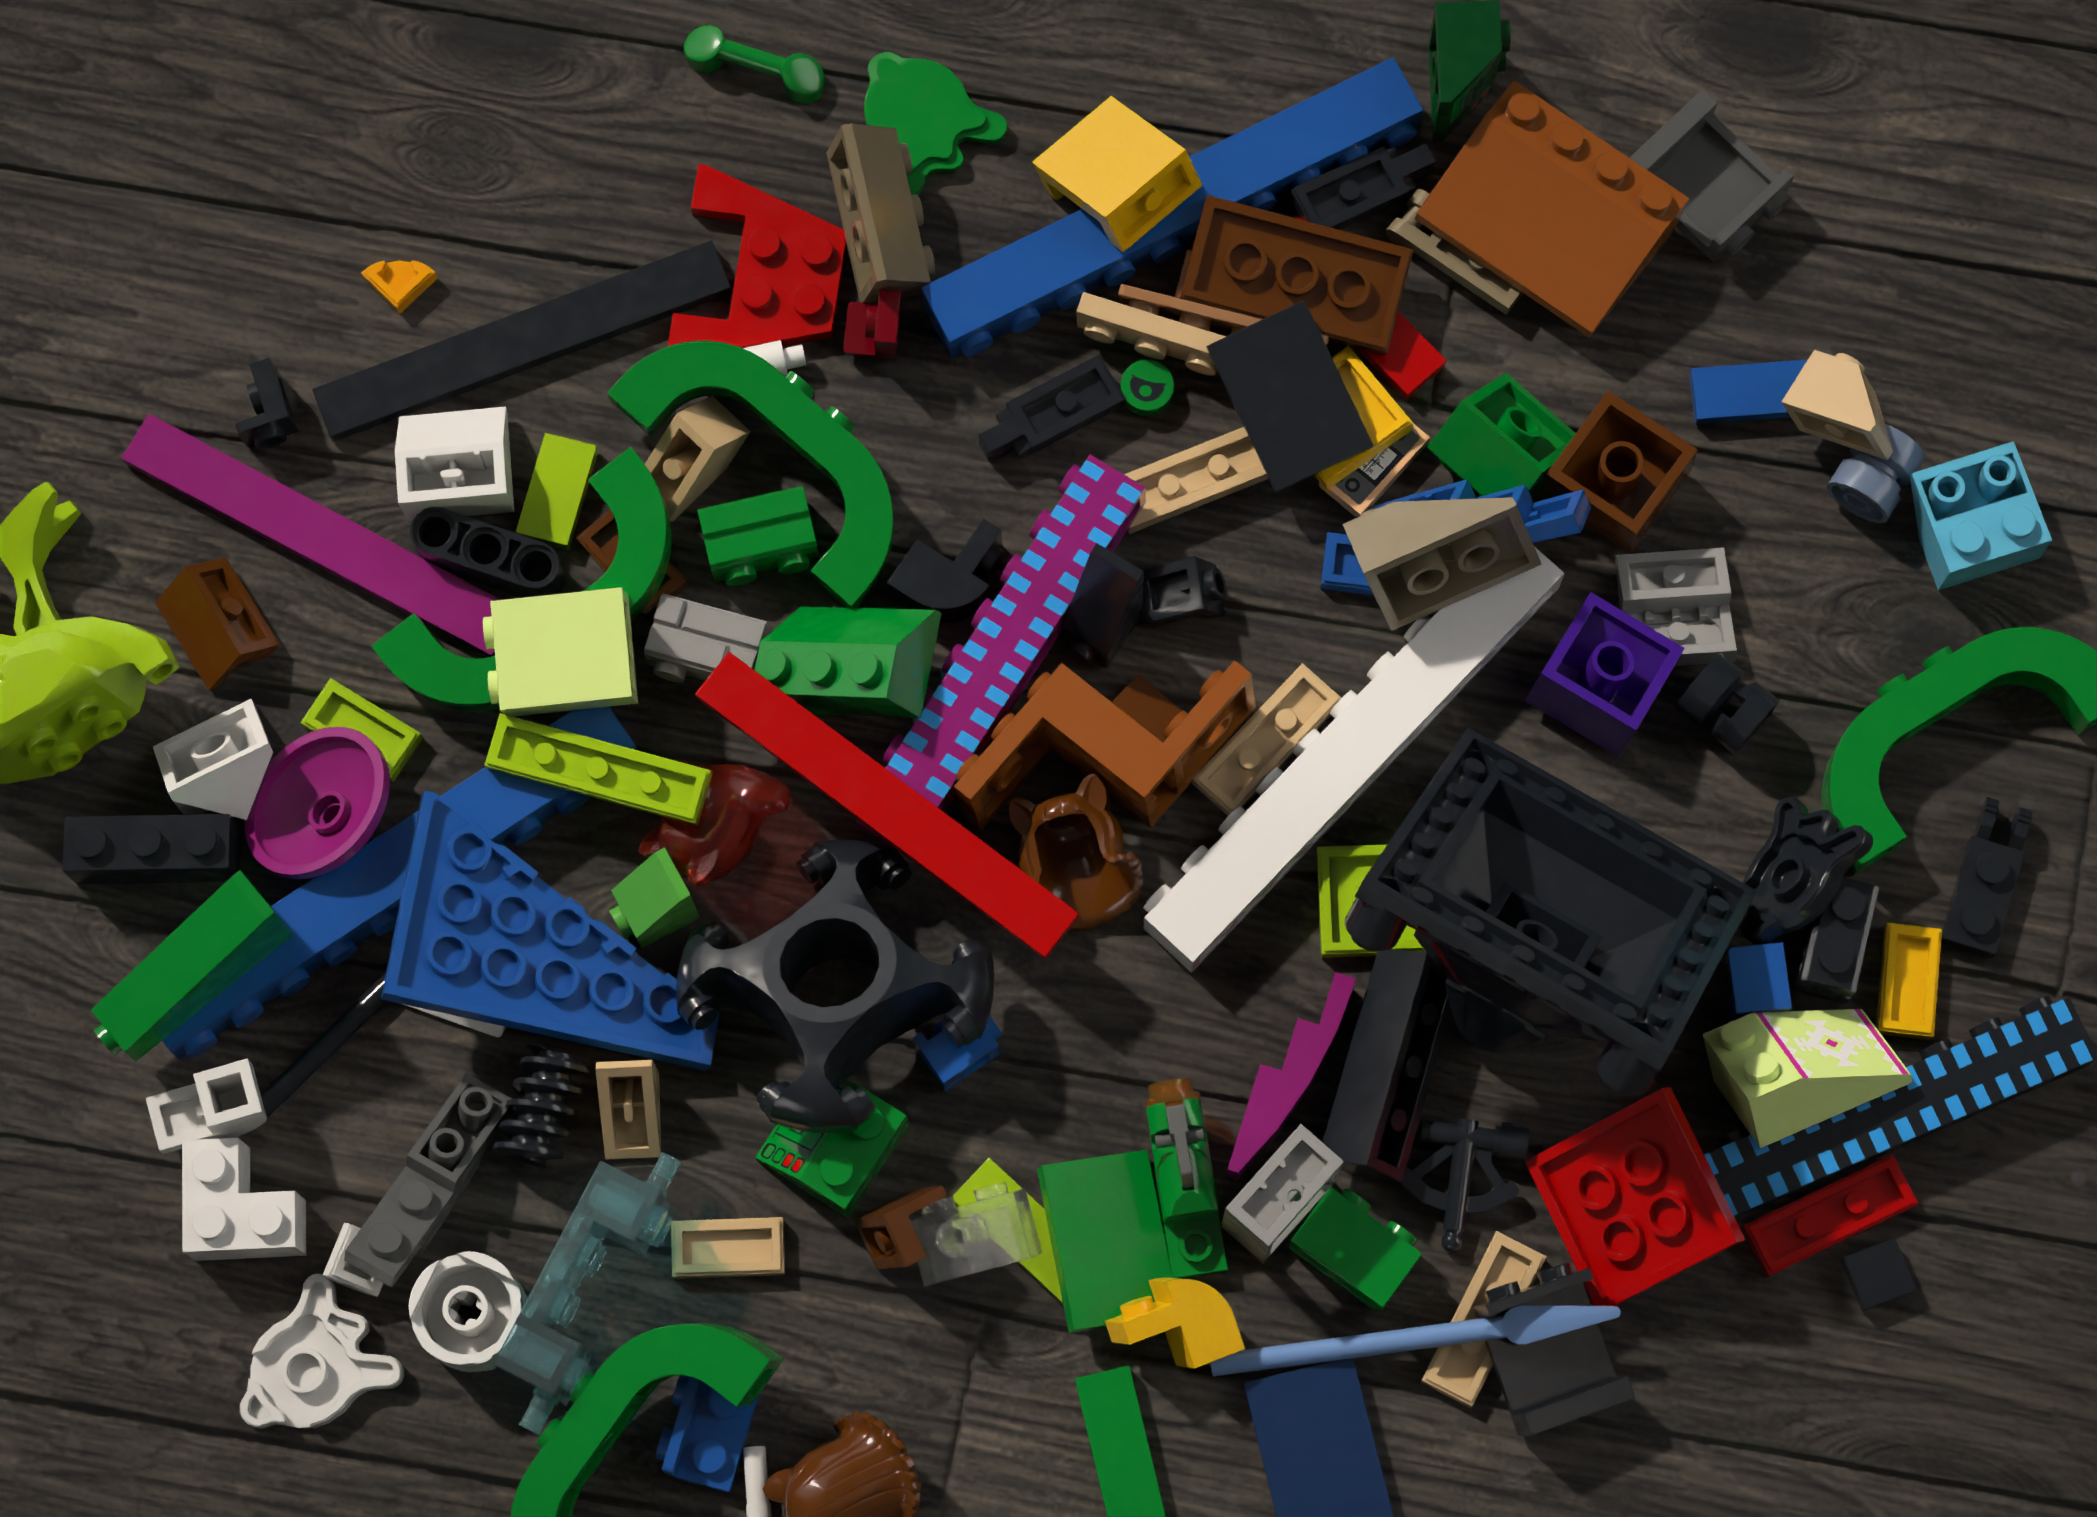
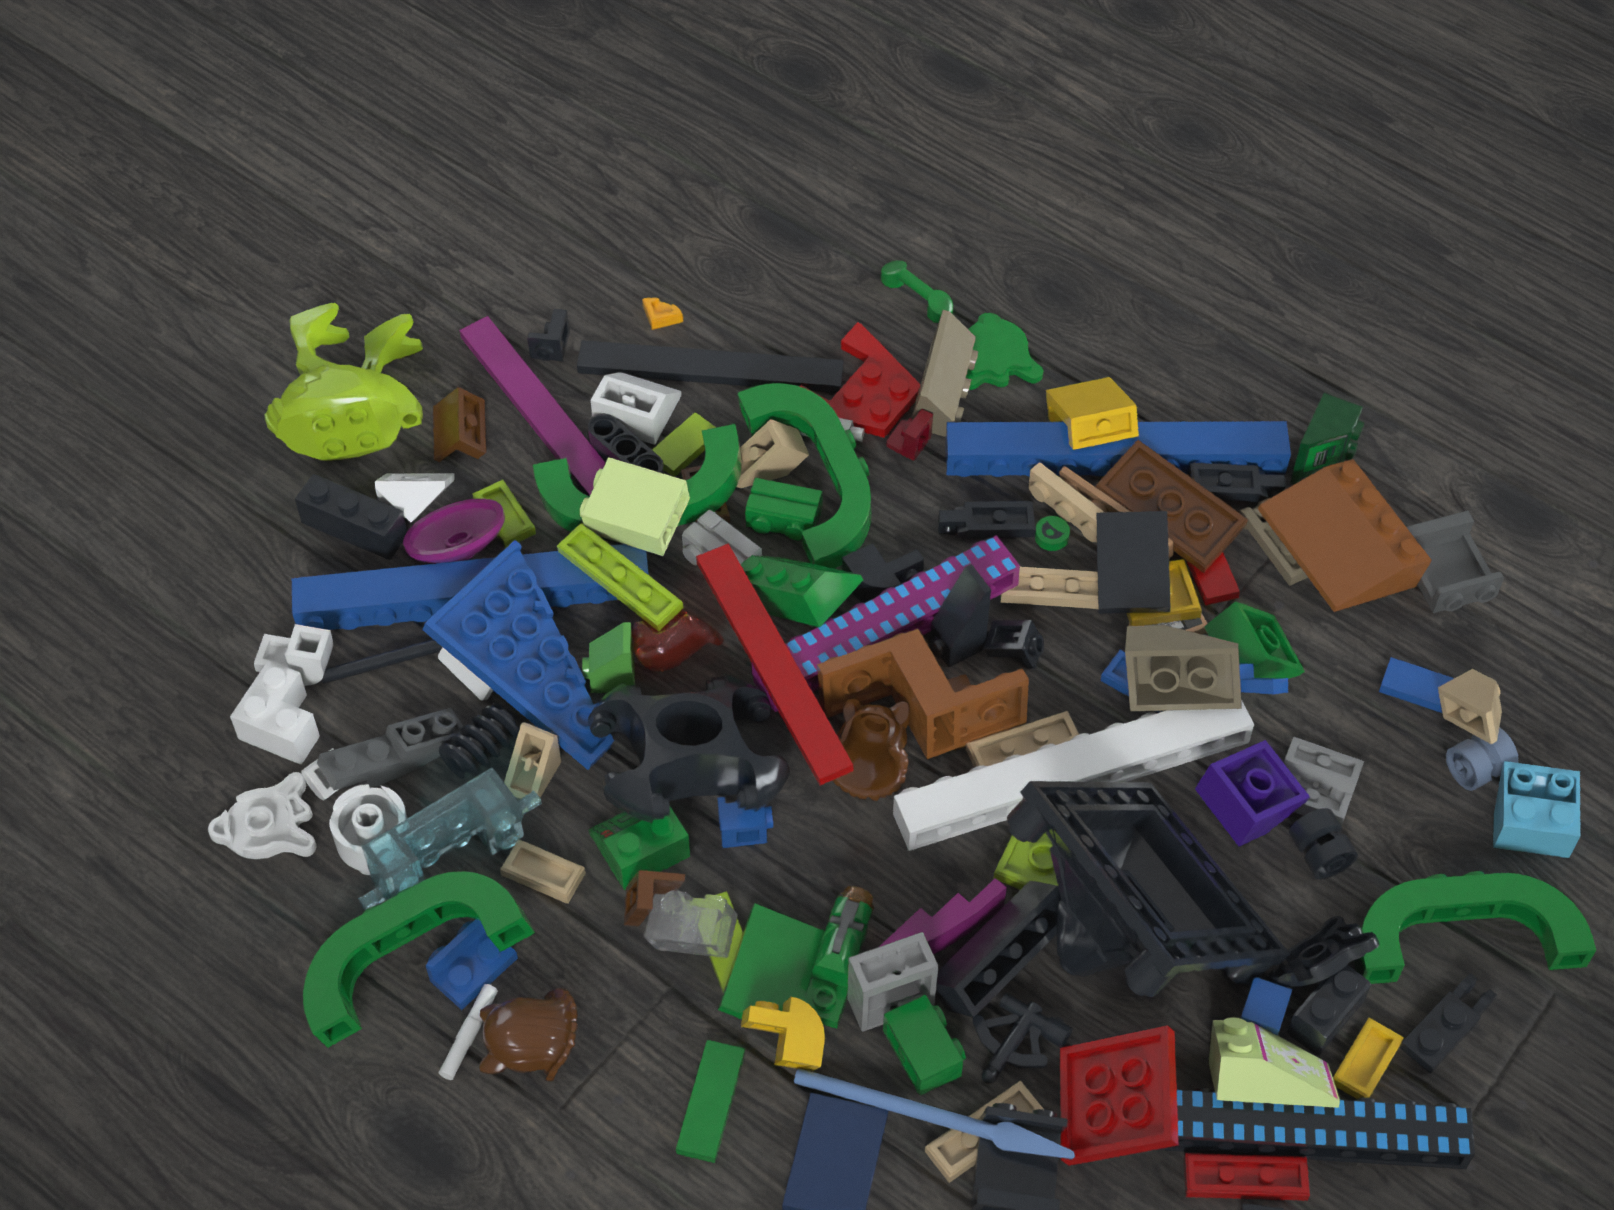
camera: 25 degrees right, 20 degrees down
(190, 968) = (330, 568): green slope -> none
(1625, 468) = (1321, 688): reddish brown slope -> none

